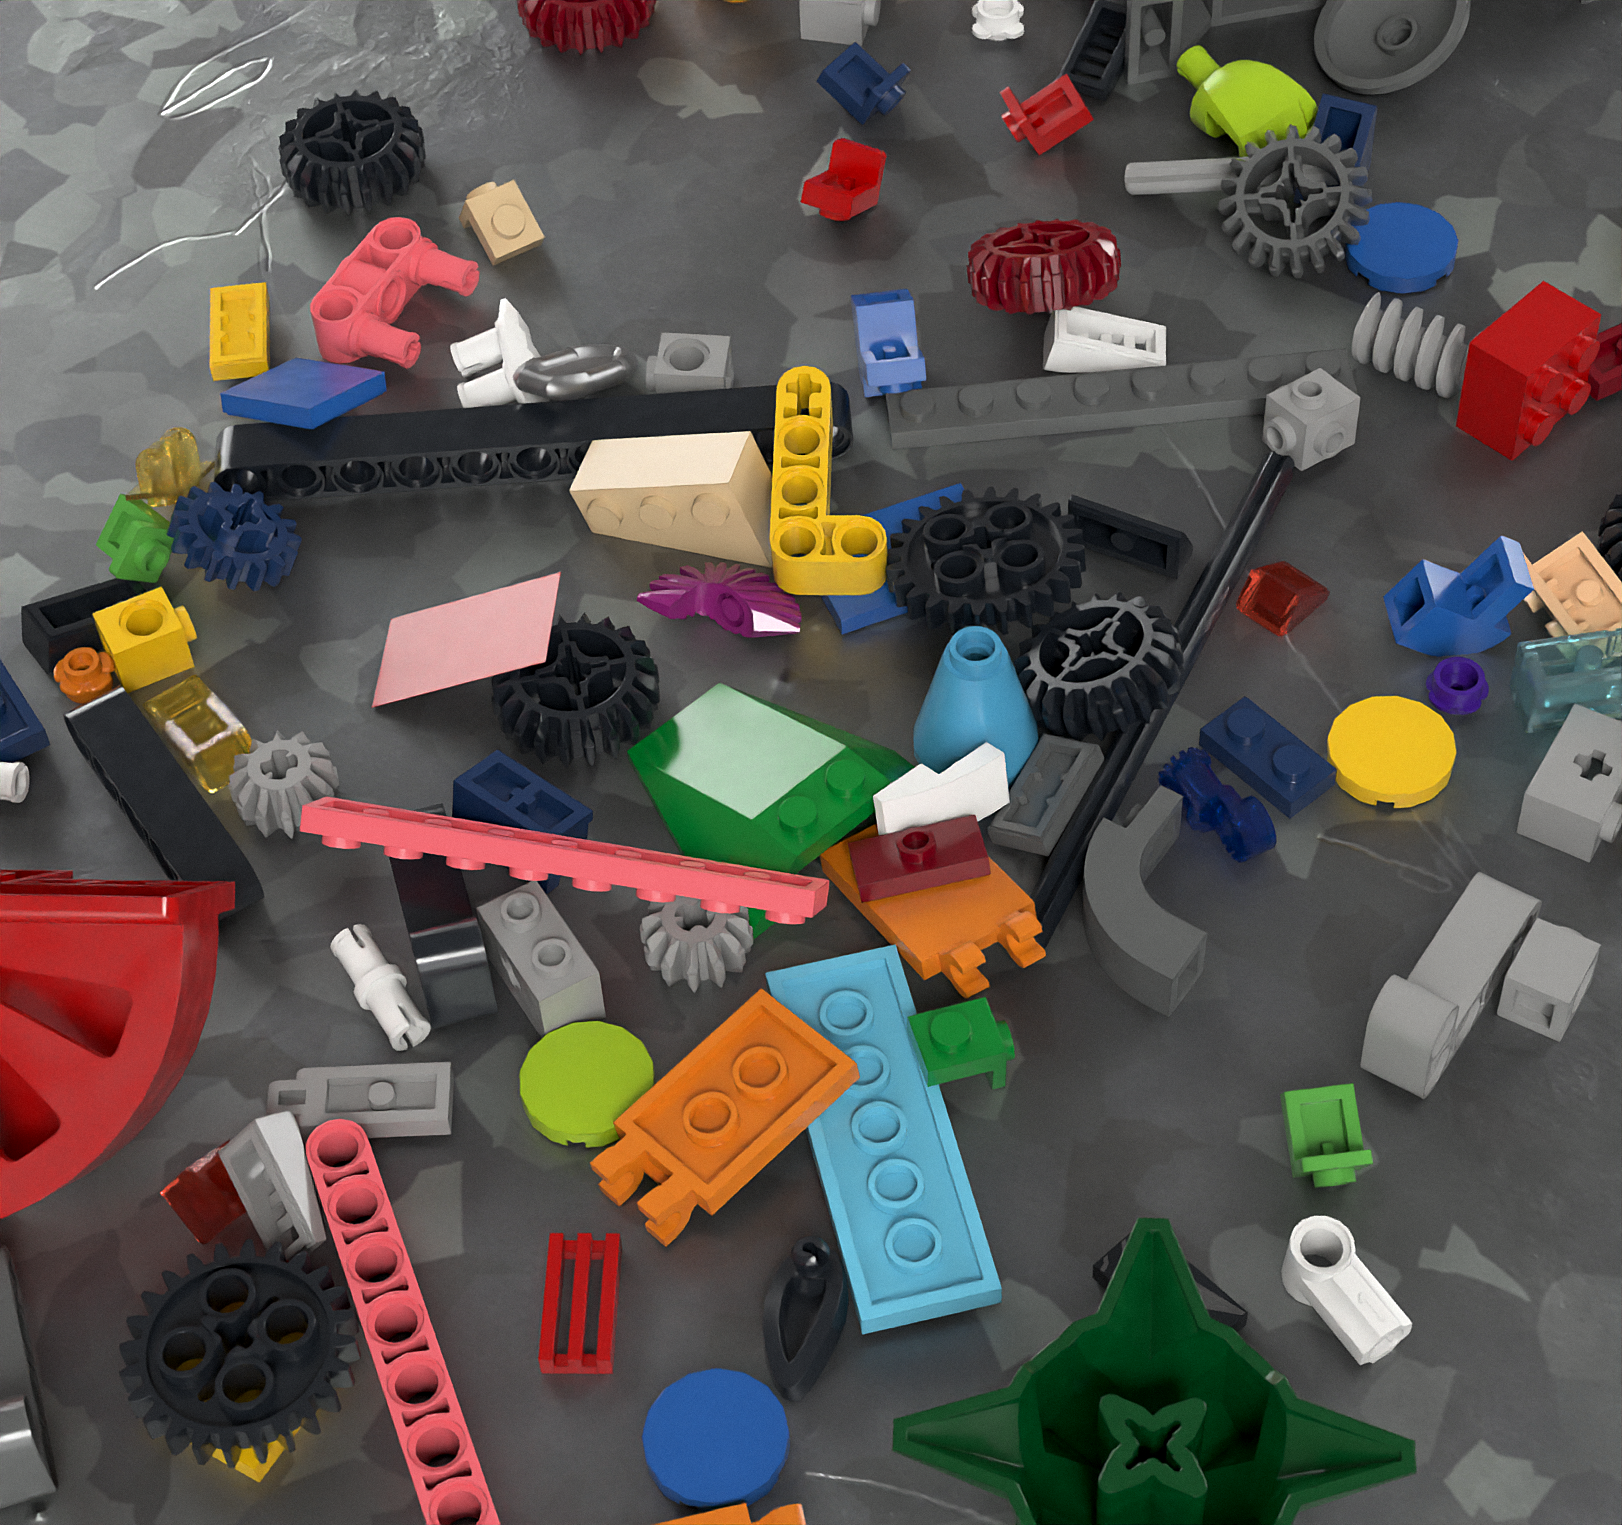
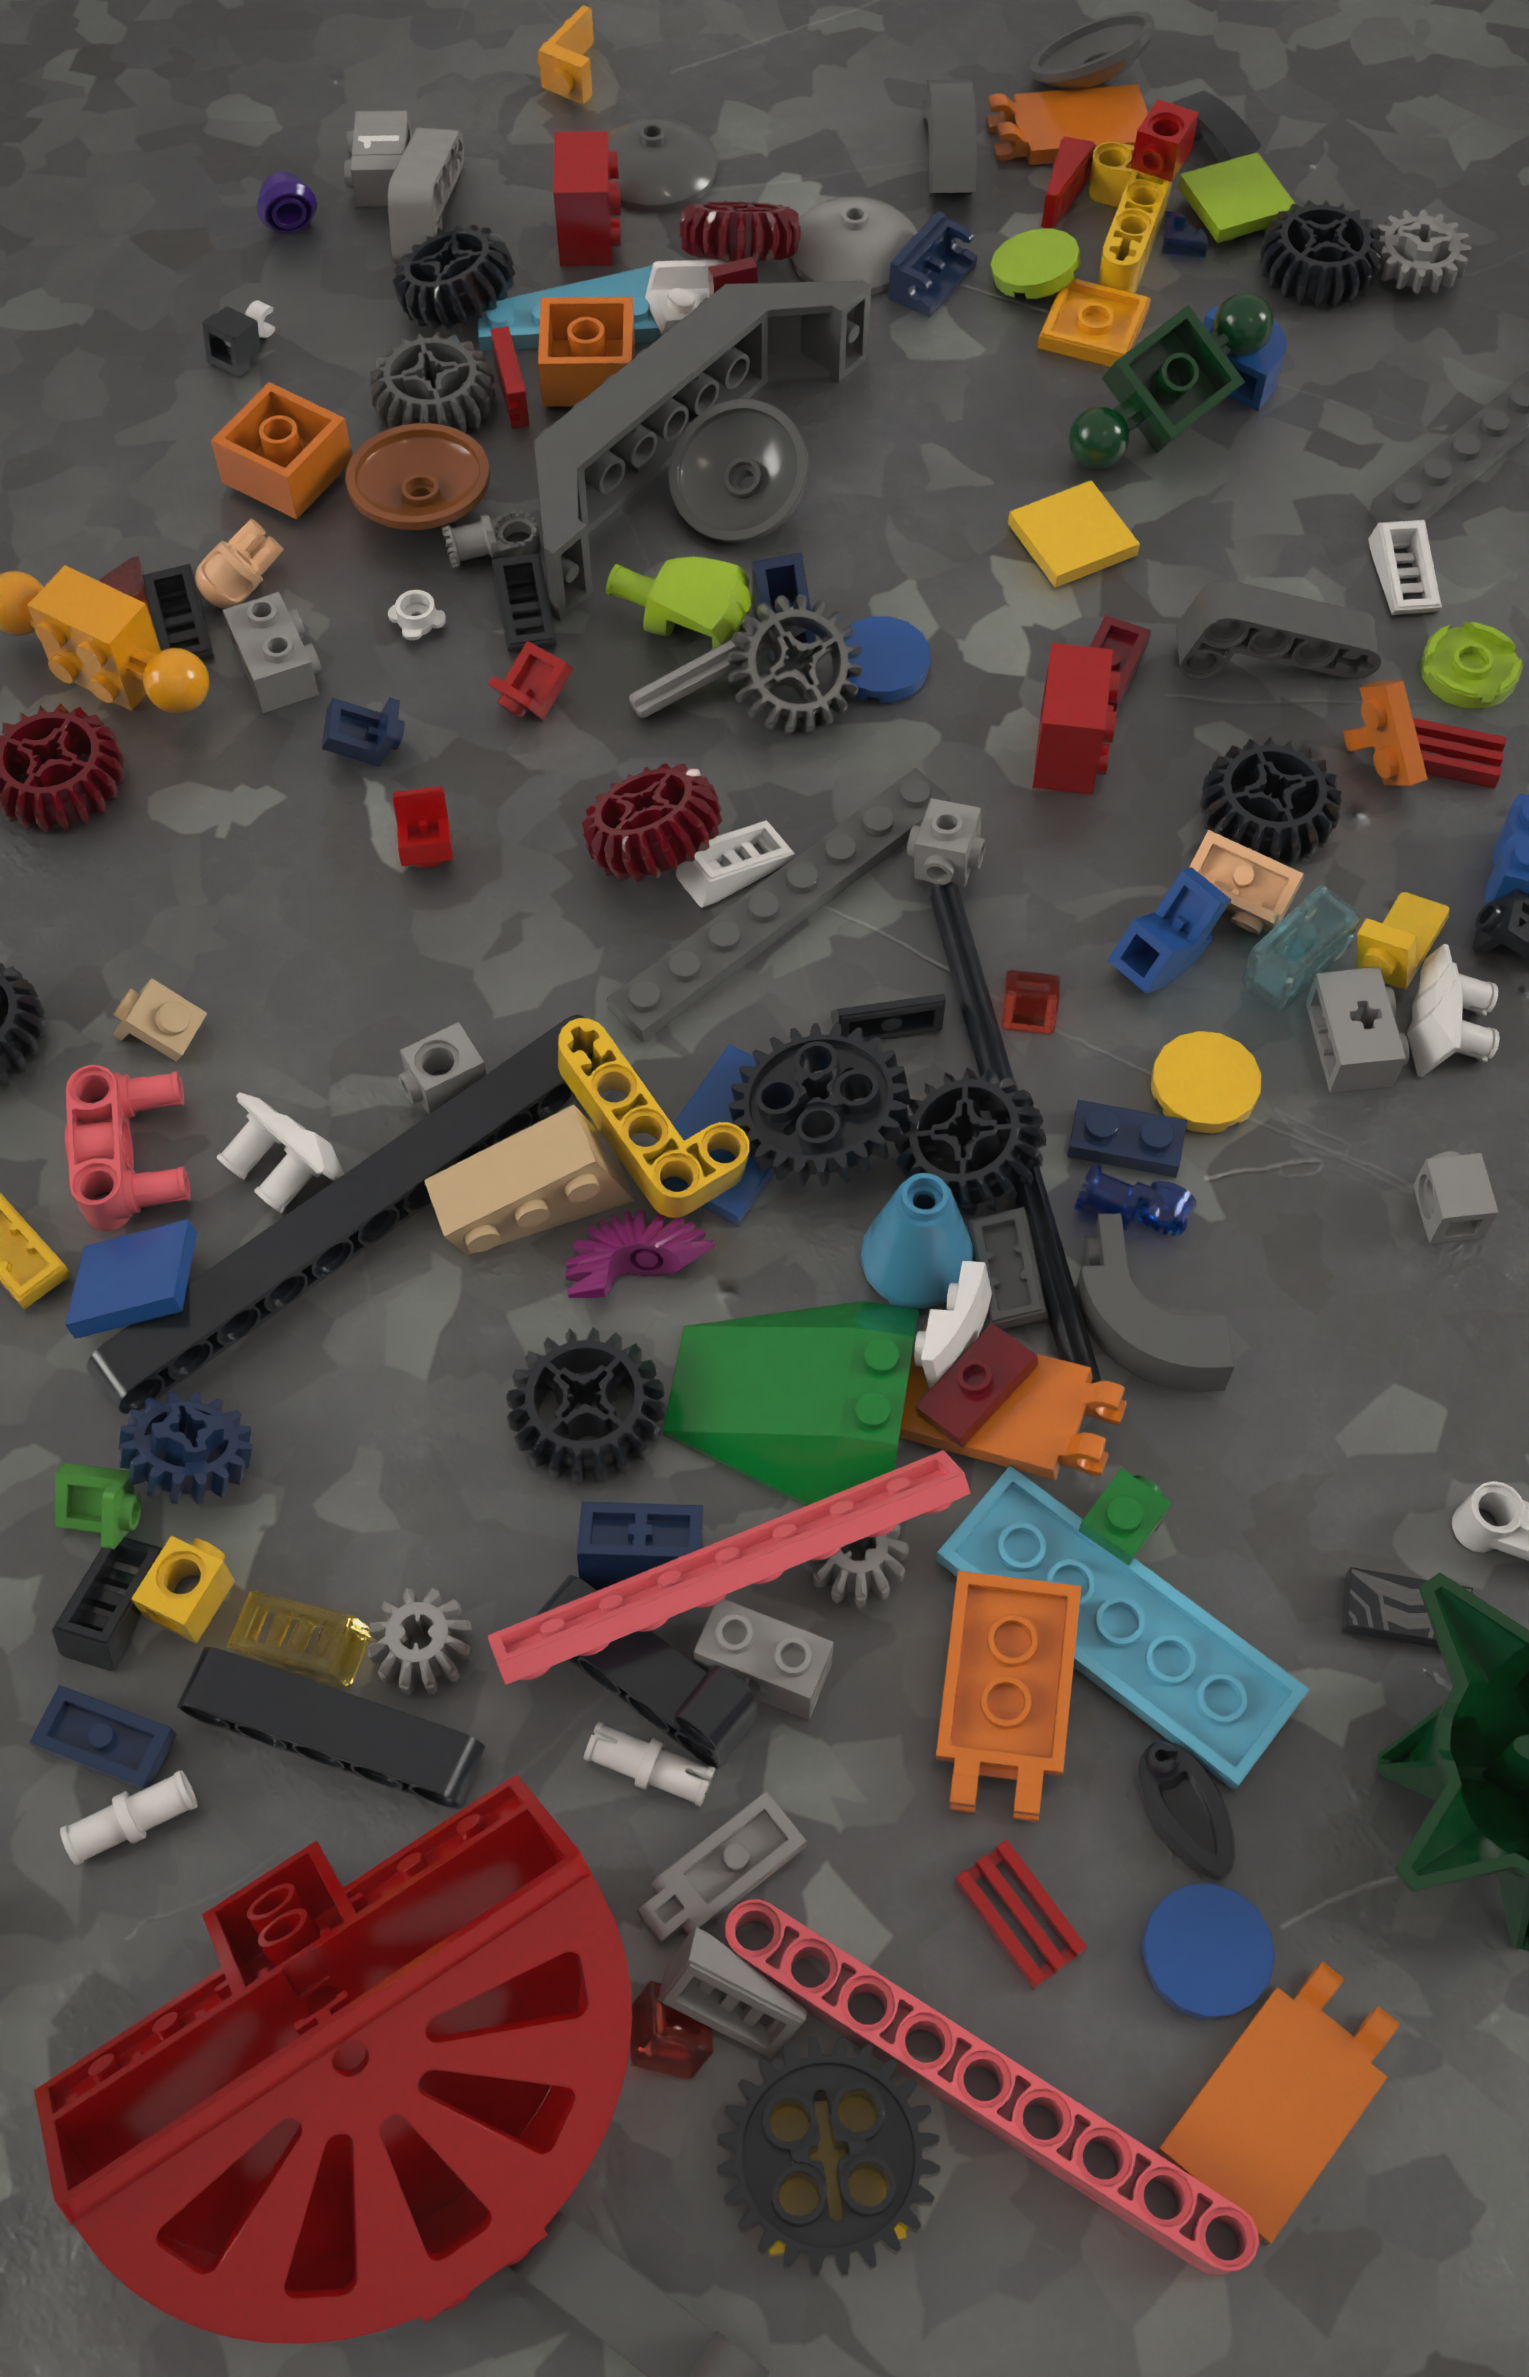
camera: 40 degrees left, 10 degrees up
(84, 674) = (159, 1664): orange plate -> none
(169, 468) = (77, 1422): clear yellow hinge -> none
(467, 640) = (467, 1419): sticker -> none
(576, 371) = (353, 1124): flat silver piece -> none
(583, 1081) = (872, 1732): lime tile -> none
(887, 342) = (580, 957): brick -> none
(1324, 1134) = (1415, 1418): bright green bracket -> none
(1410, 347) = (973, 737): light grey piece -> none
(1426, 1018) = (1409, 1290): light grey beam -> none
(1457, 686) = (1214, 992): dark purple plate -> none

